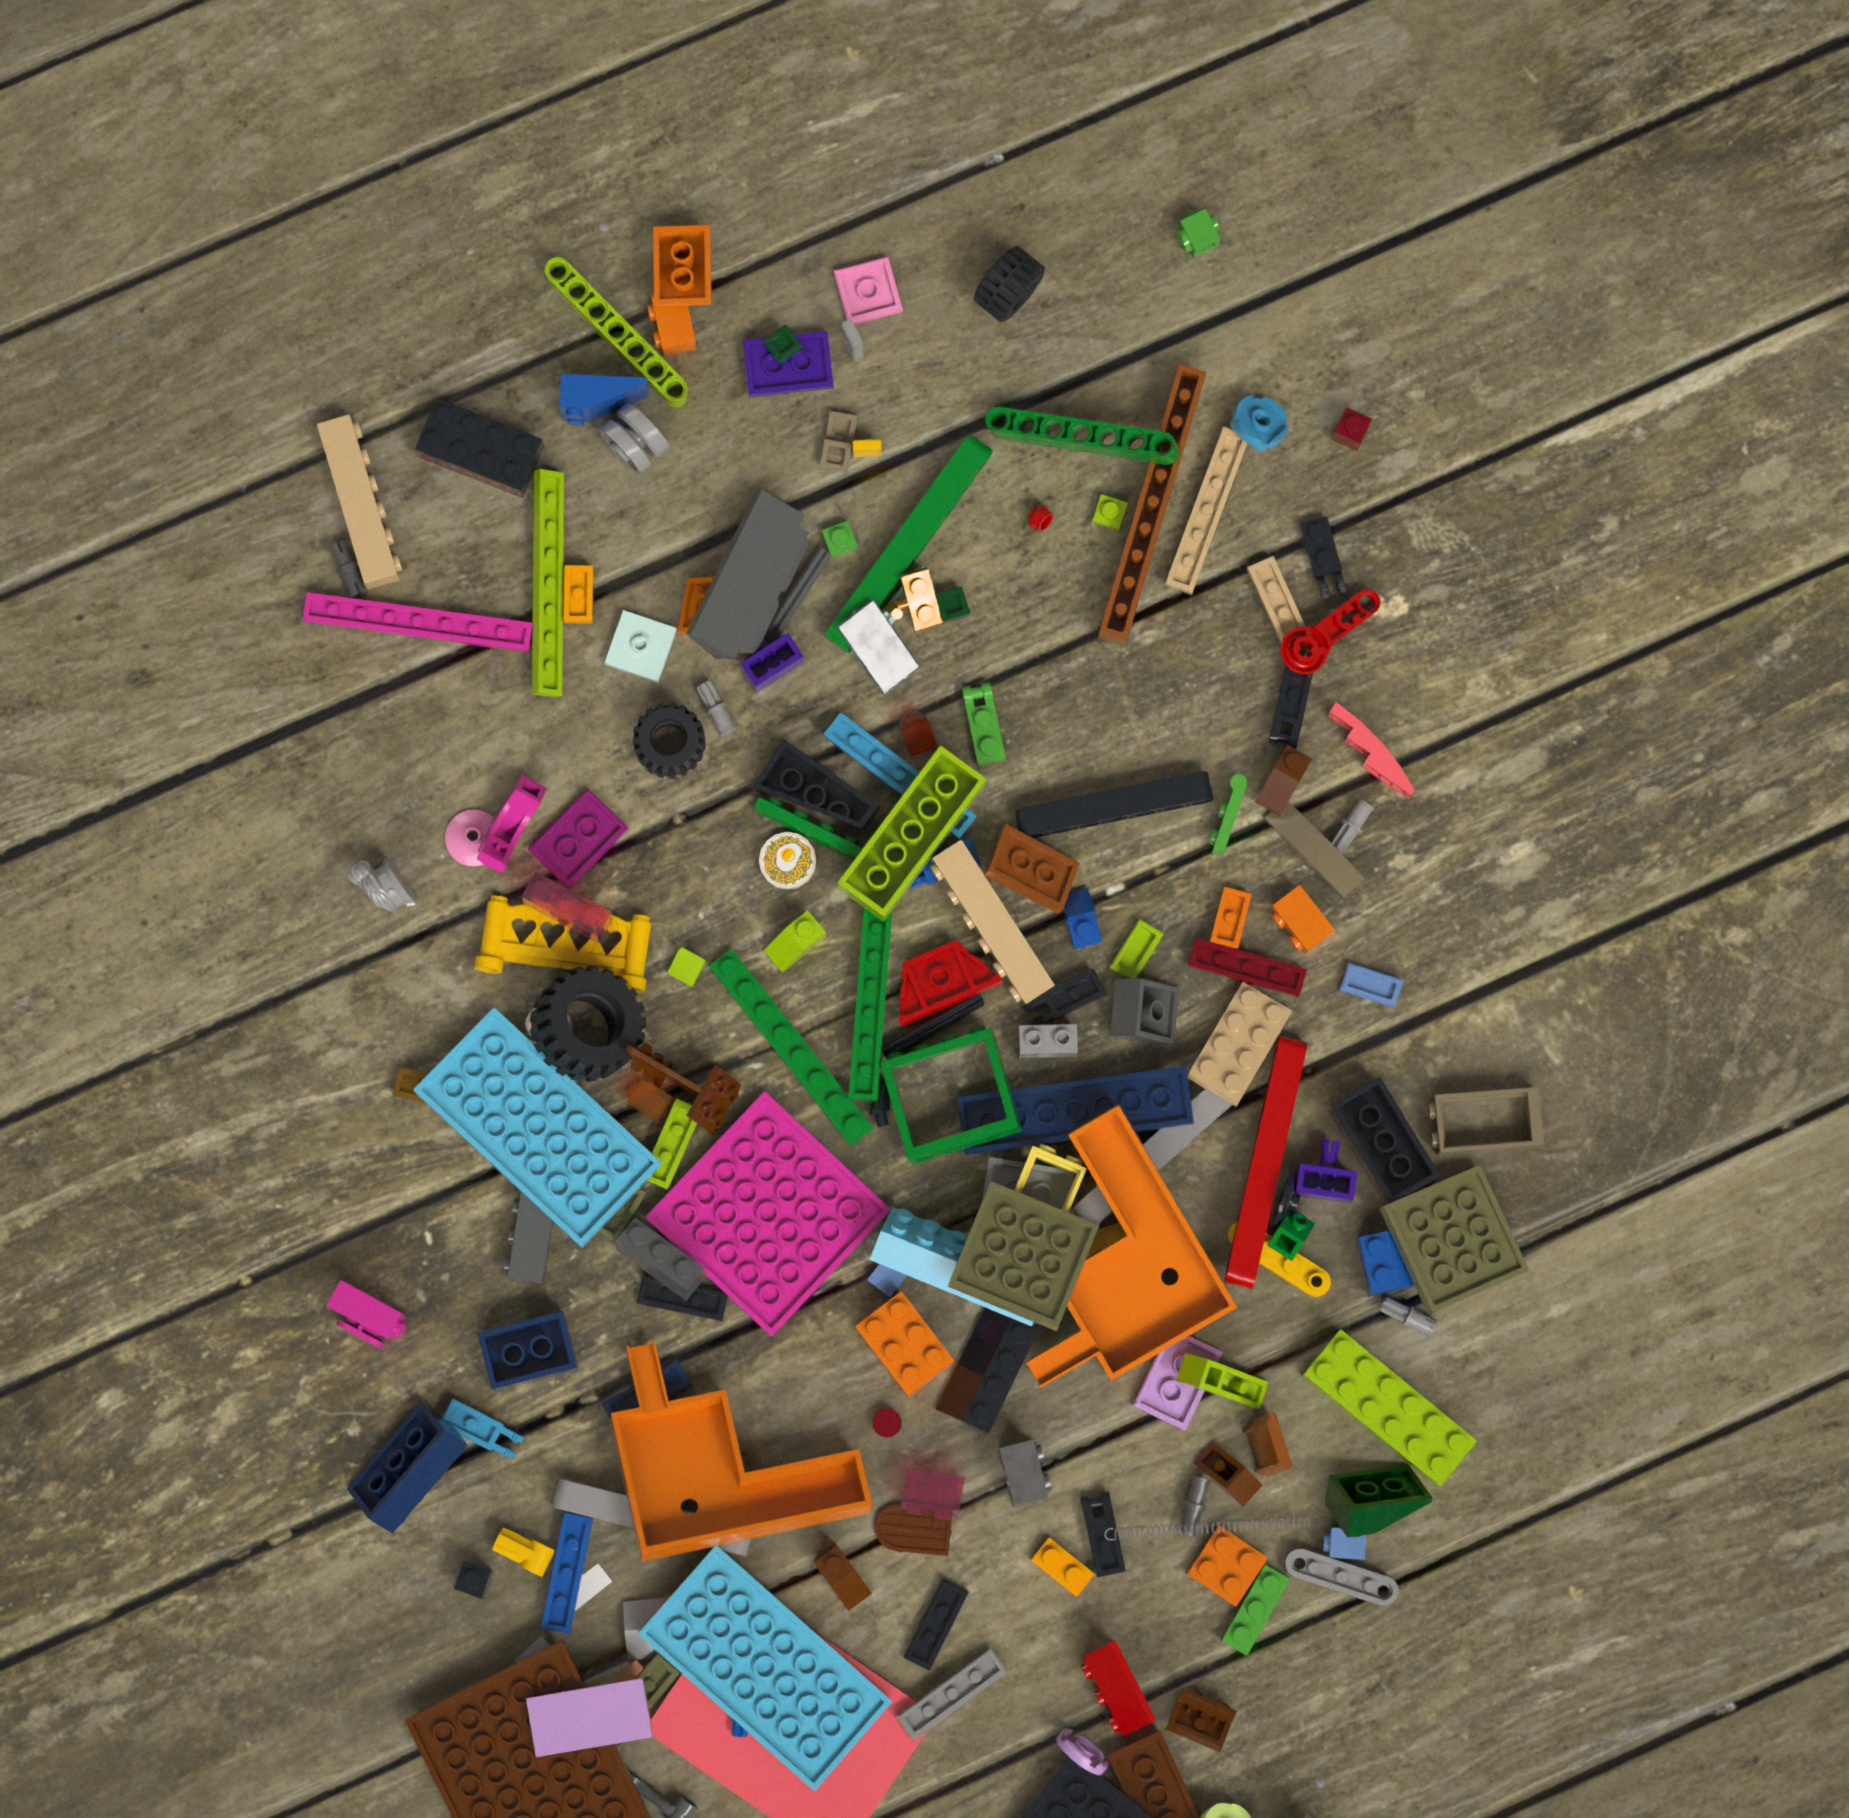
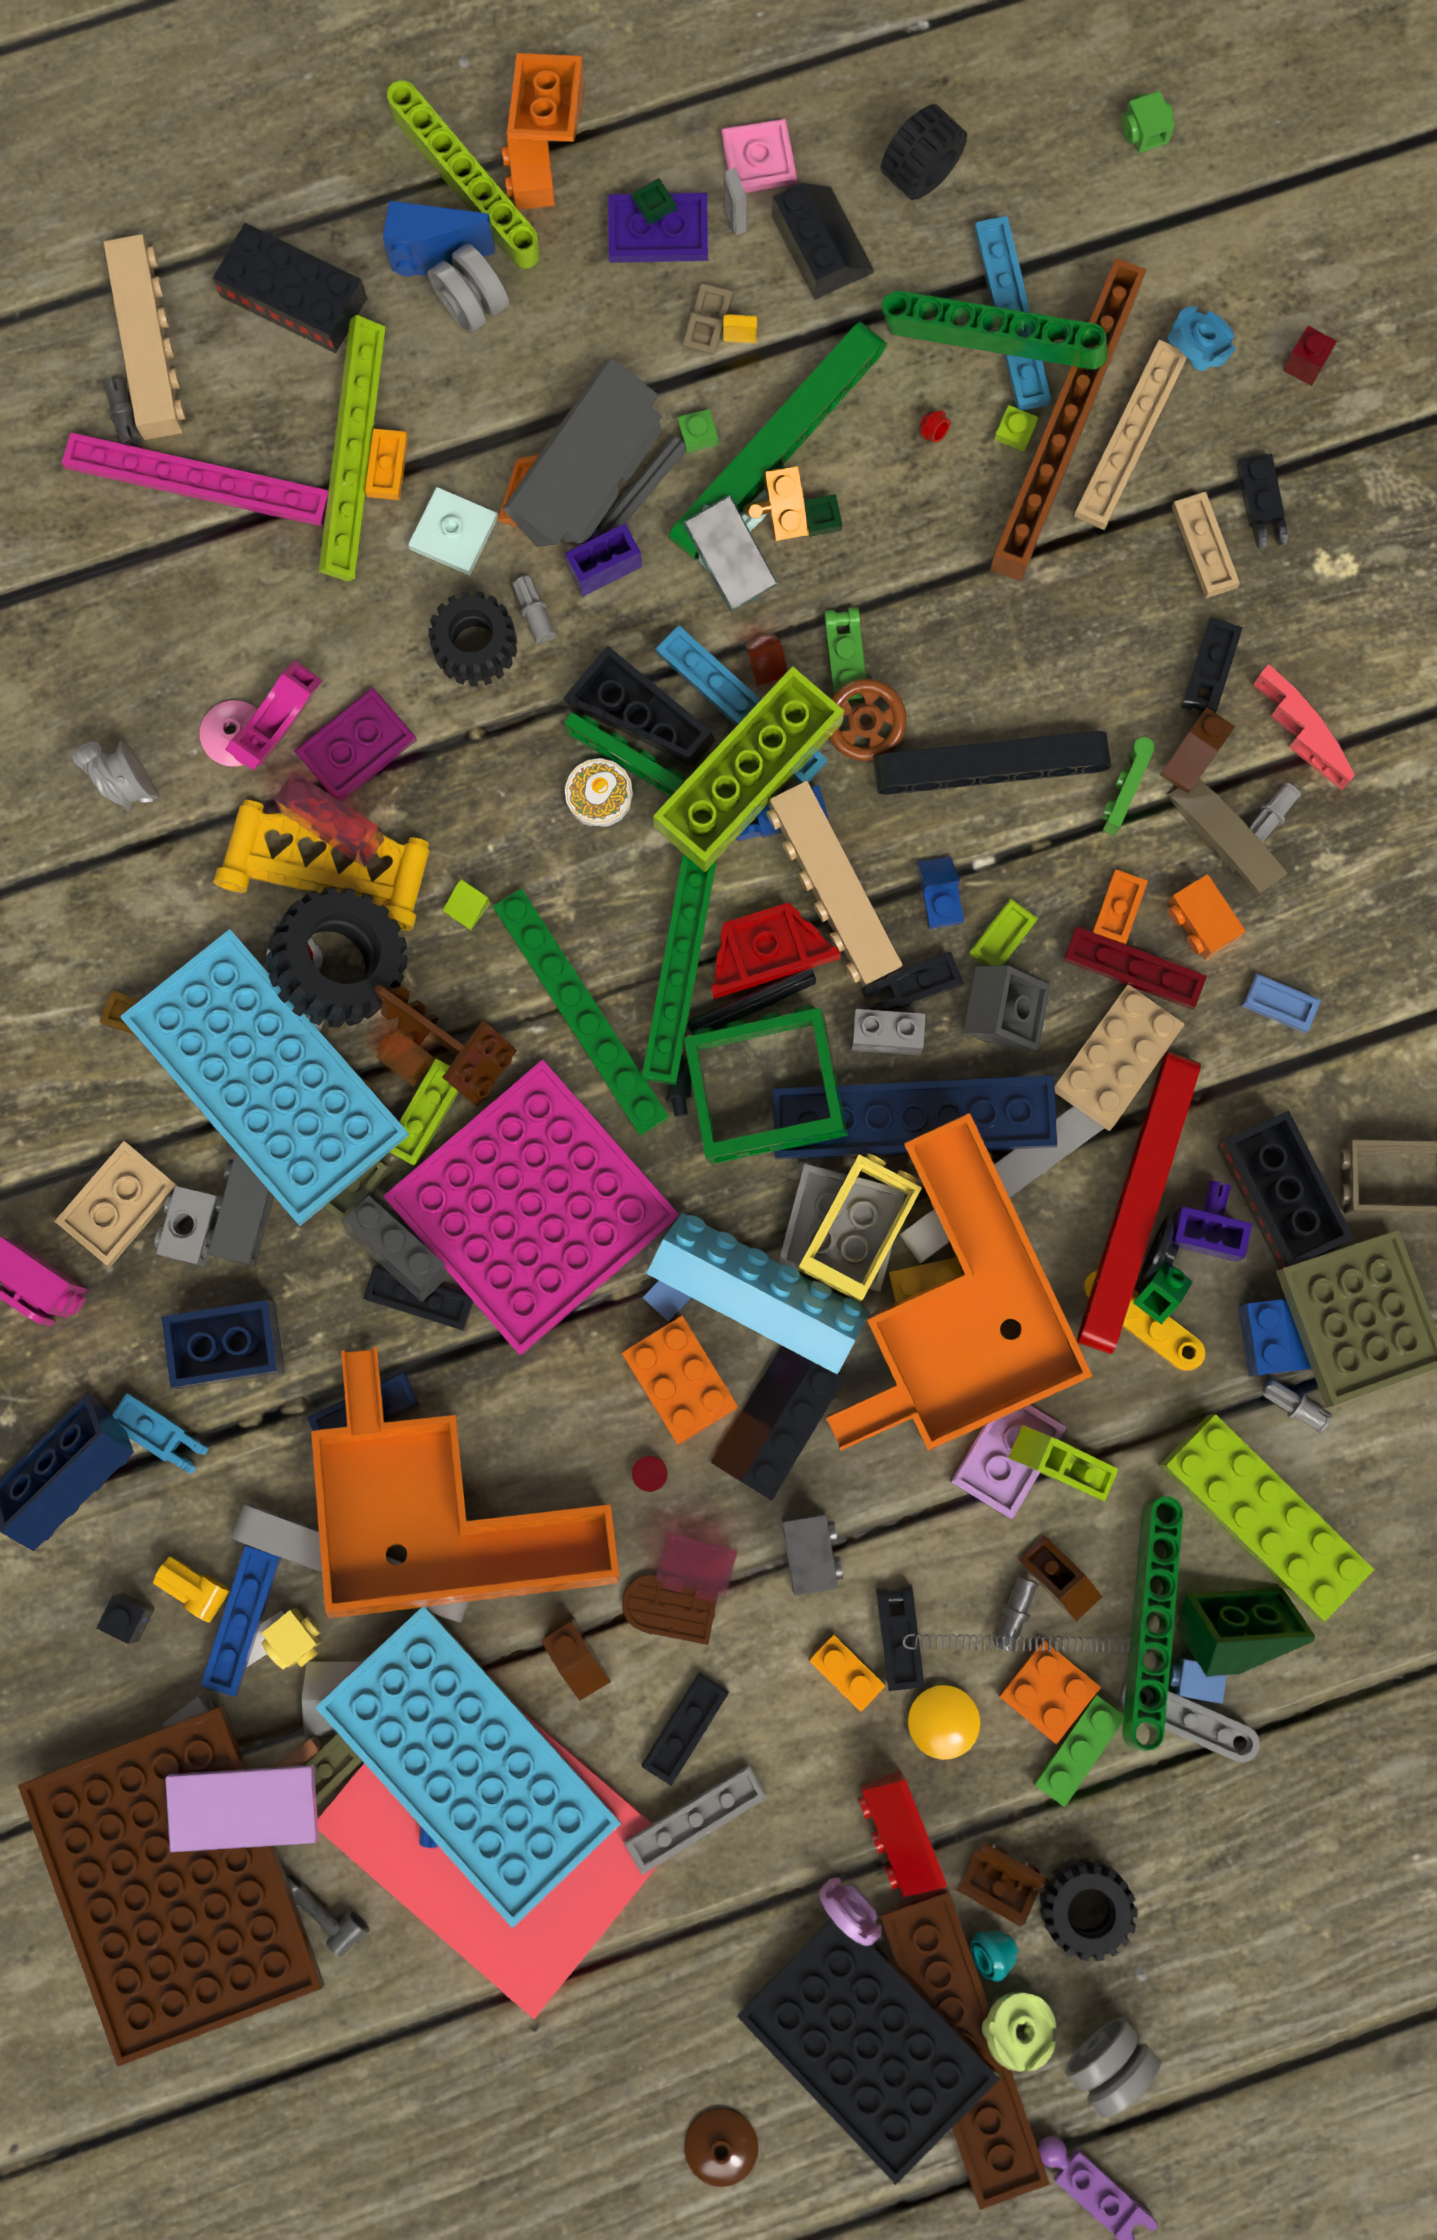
camera: 10 degrees right, 0 degrees up
(425, 1244) = (116, 1204): none -> tan plate
(491, 1274) = (192, 1246): none -> light grey brick
(610, 1584) = (291, 1639): none -> light yellow brick
(795, 941) = (598, 886): lime slope -> none
(928, 361) = (819, 238): none -> black slope
(1023, 1256) = (835, 1287): olive plate -> none
(1029, 773) = (894, 715): none -> dark orange plate
(1031, 868) = (887, 825): dark orange plate -> none
(1095, 406) = (1008, 292): none -> dark azure plate
(1144, 1598) = (944, 1722): none -> yellow dish
(1199, 1775) = (994, 1954): none -> teal cone
(1246, 1739) = (1114, 1927): none -> black tyre
(1268, 1445) = (1114, 1548): dark orange slope -> none
(1297, 1513) = (1141, 1636): none -> green beam
(1322, 636) = (1260, 586): red beam -> none

